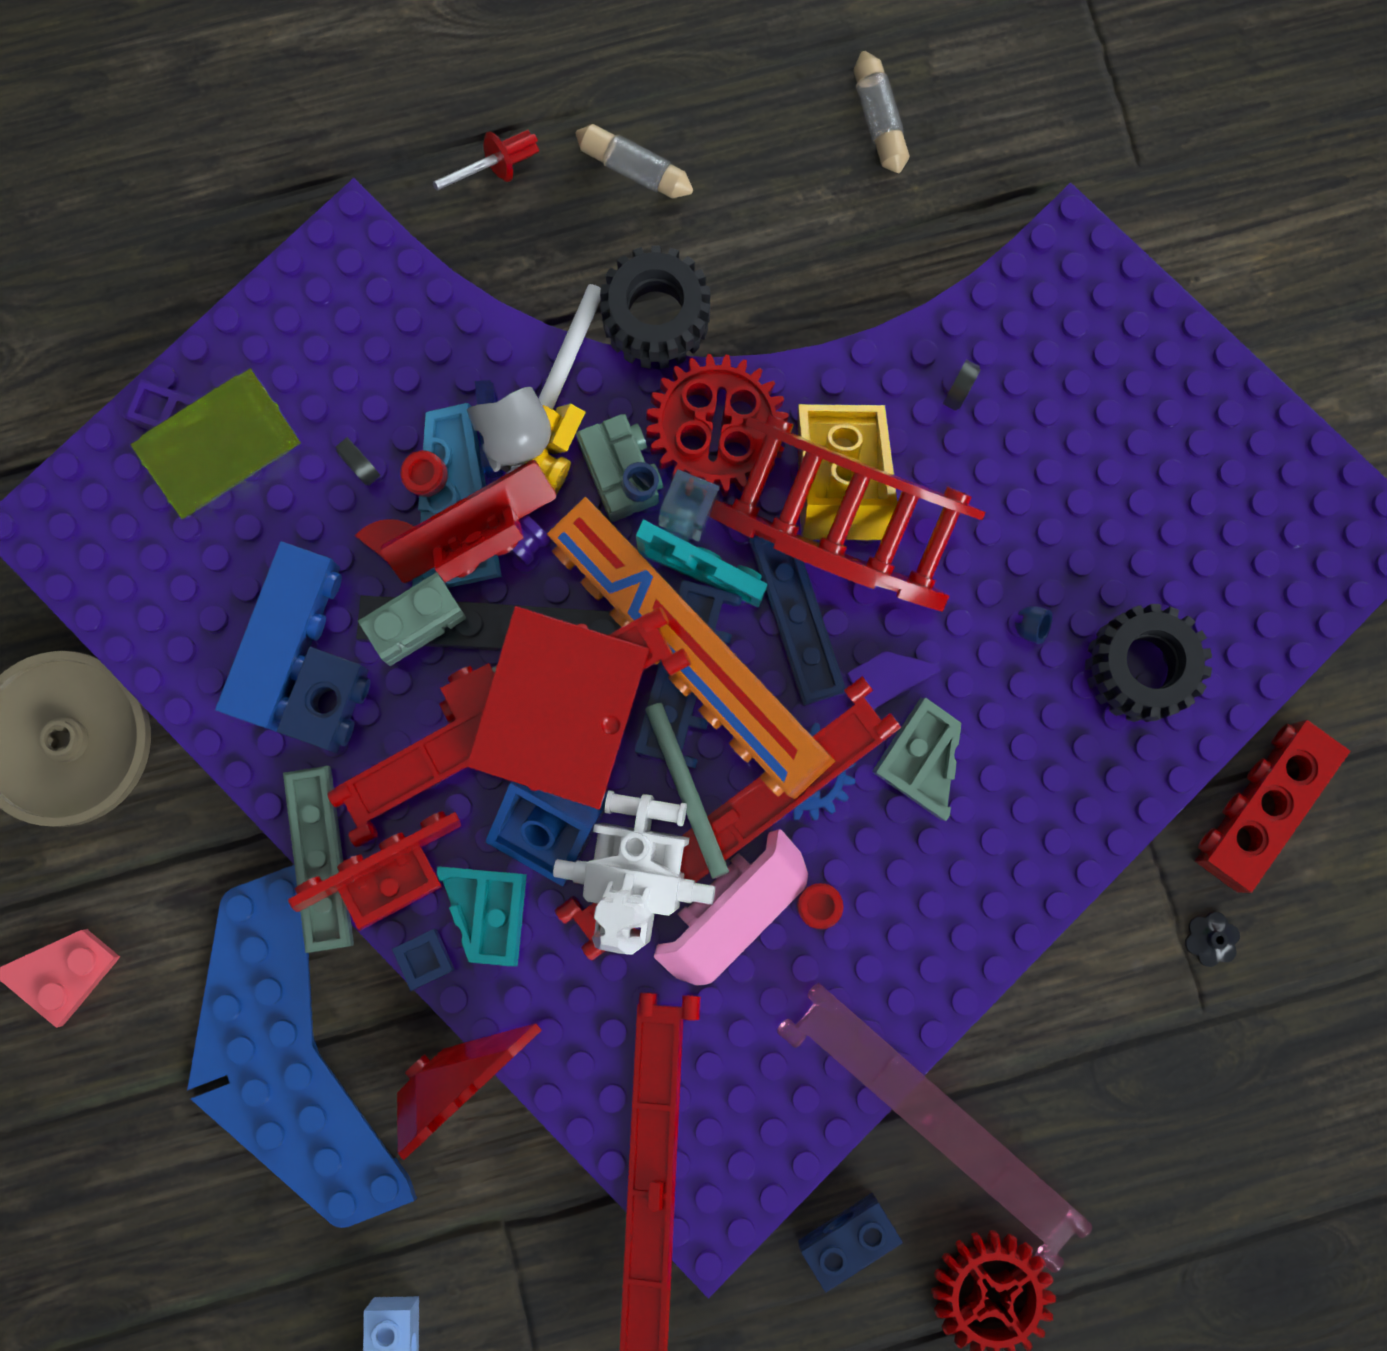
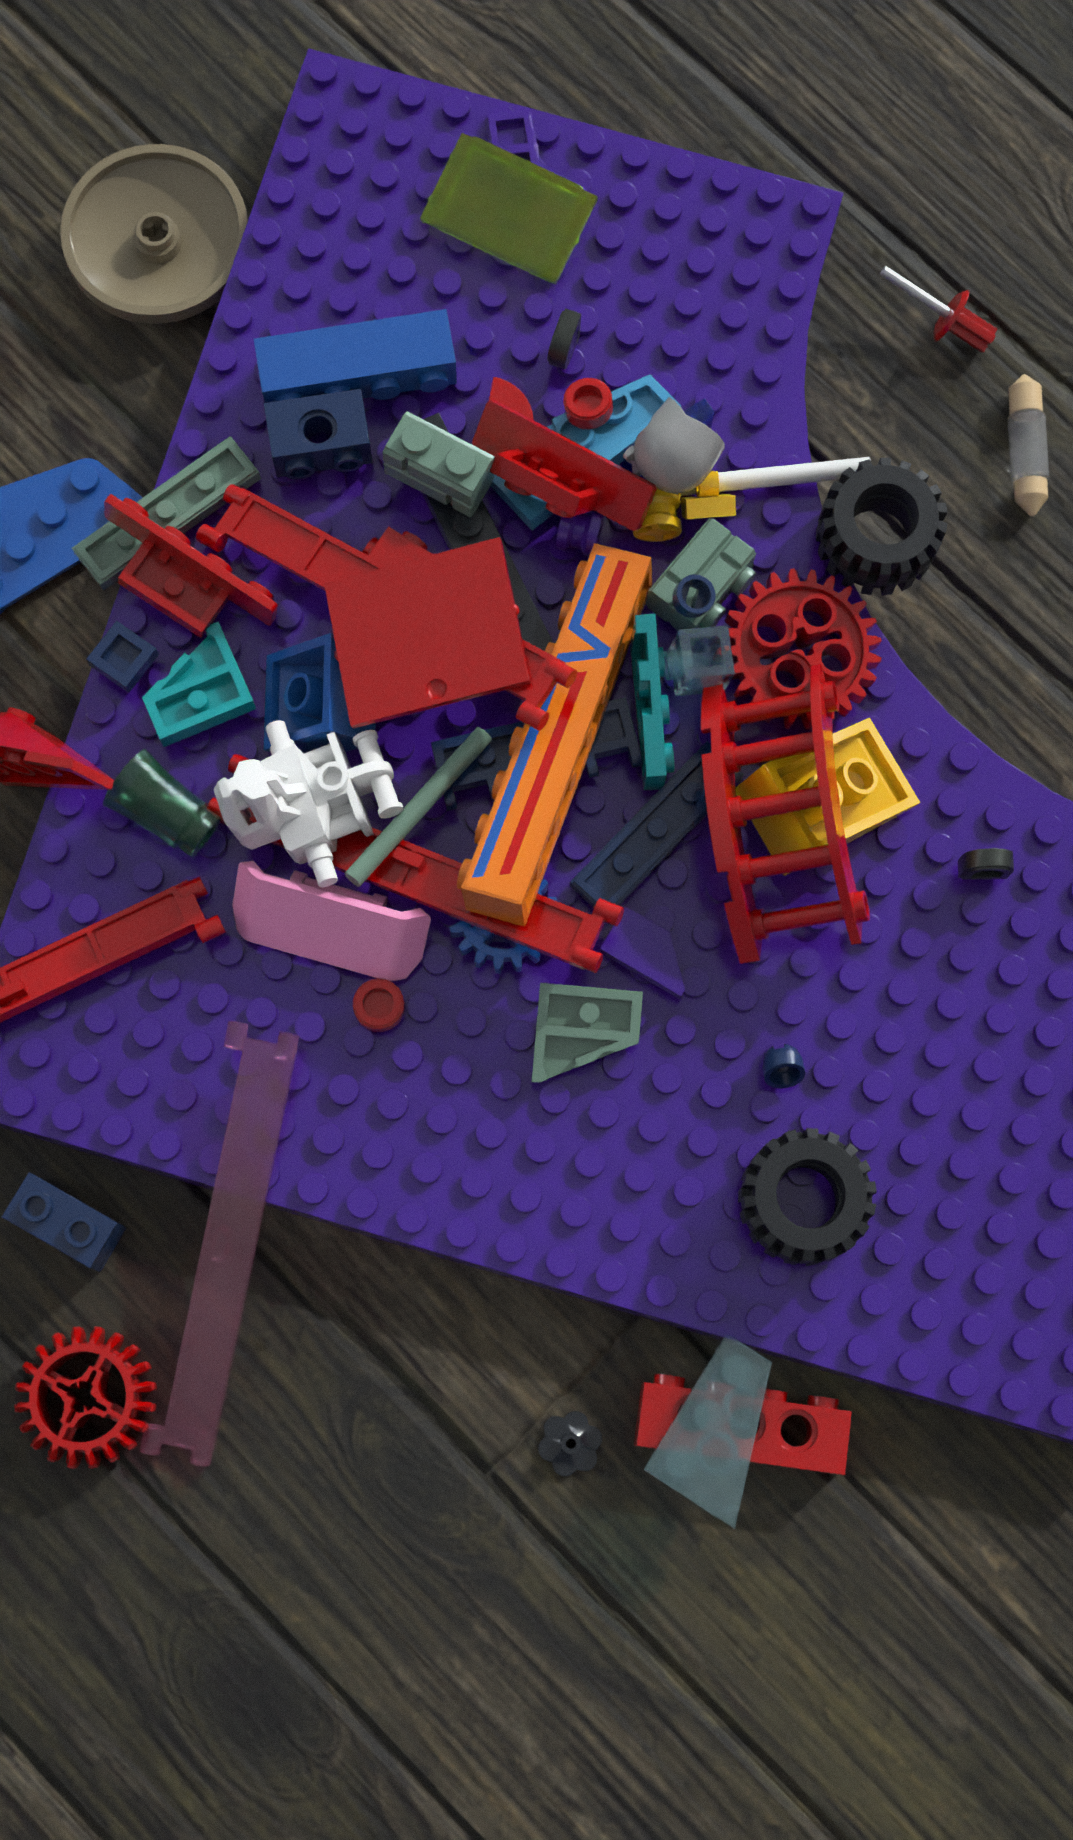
camera: 60 degrees right, 5 degrees down
(569, 992) = (161, 804): none -> clear green plant
(1274, 829) = (714, 1432): none -> clear light blue wing

